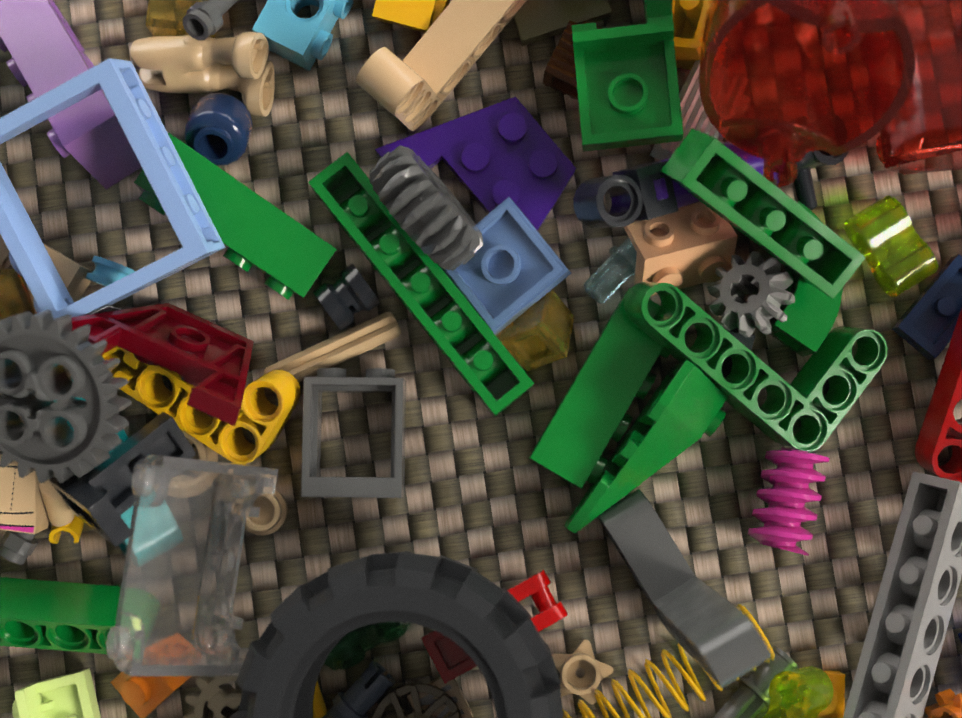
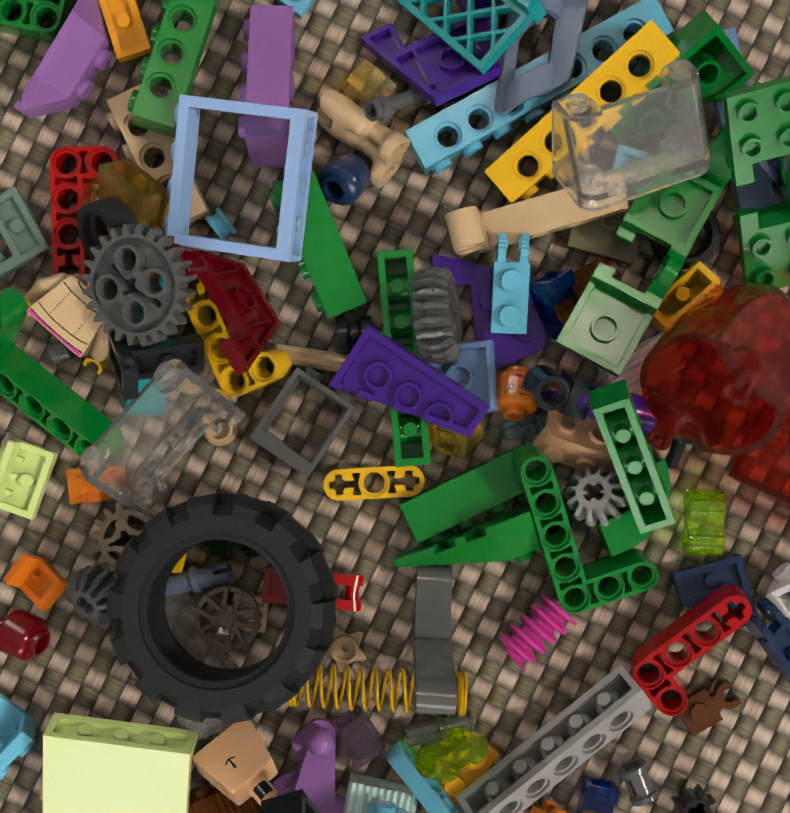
camera: 35 degrees right, 5 degrees up
(437, 307) = (400, 379): none -> dark purple wing
(489, 123) = (510, 288): none -> medium azure hinge
(505, 422) = (365, 494): none -> yellow beam
(549, 107) = (554, 299): none -> clear blue leg
(577, 245) = (511, 396): none -> orange head

